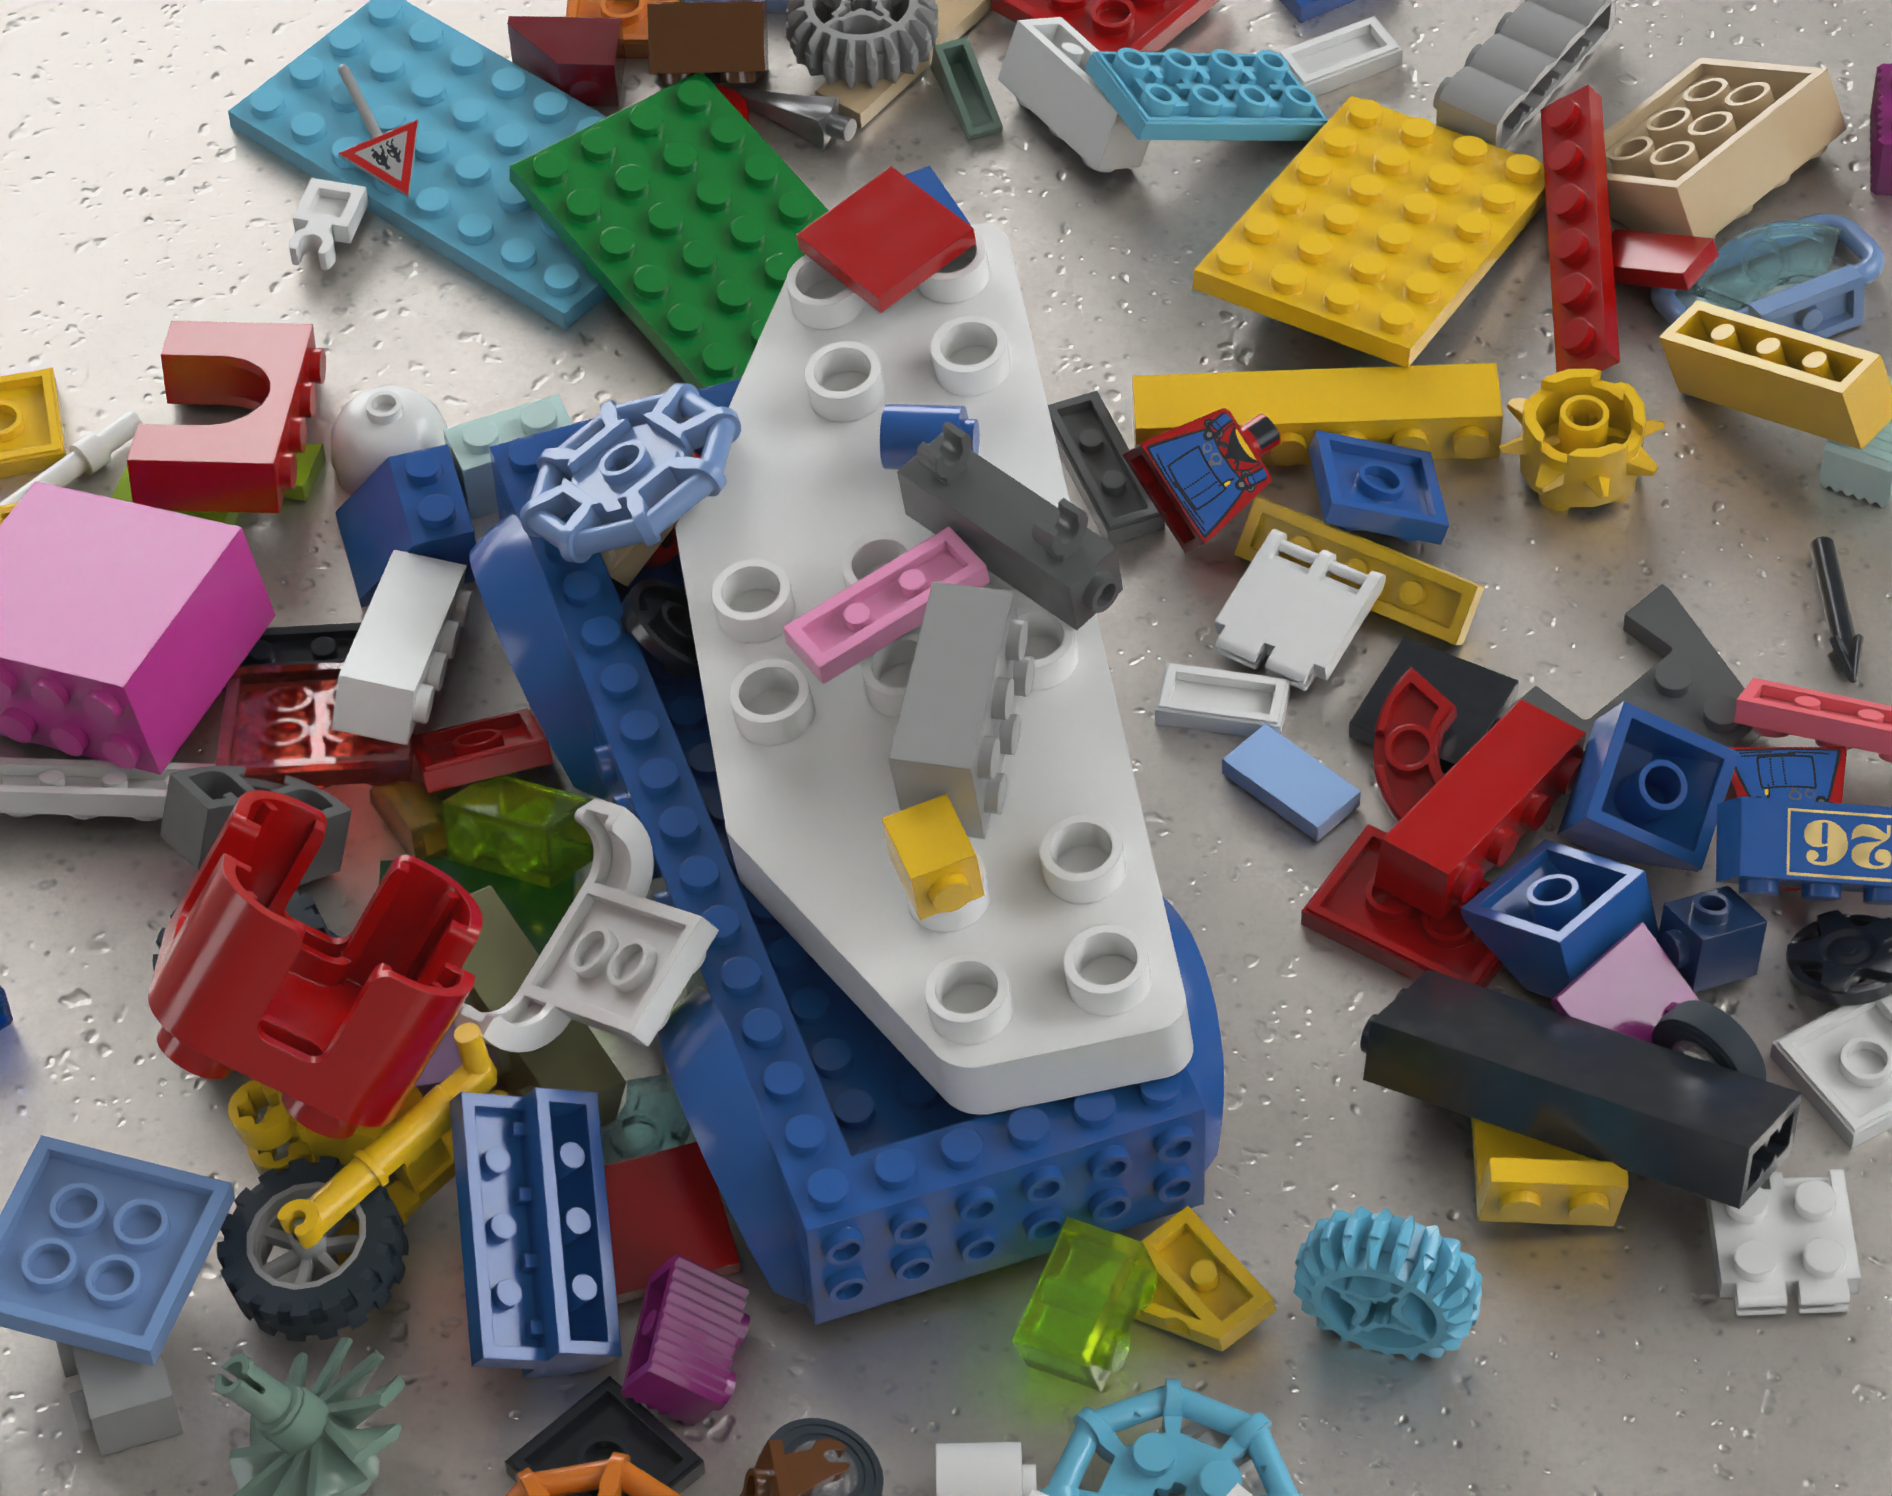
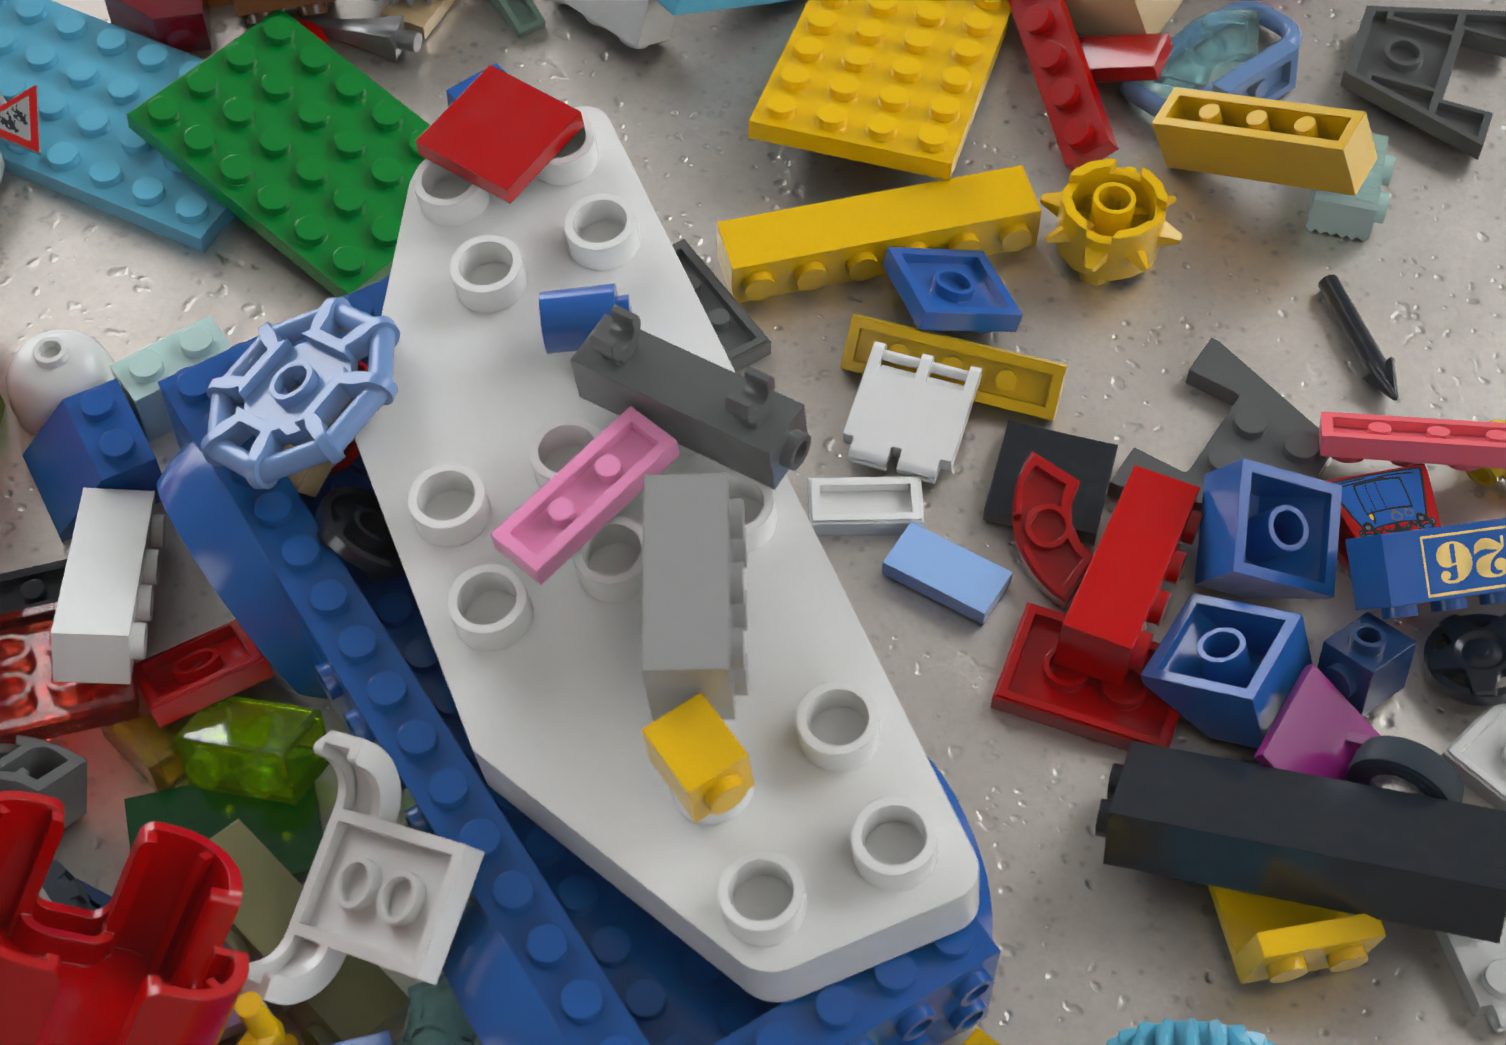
camera: 15 degrees left, 5 degrees up
(1204, 472) = (802, 301): torso -> none

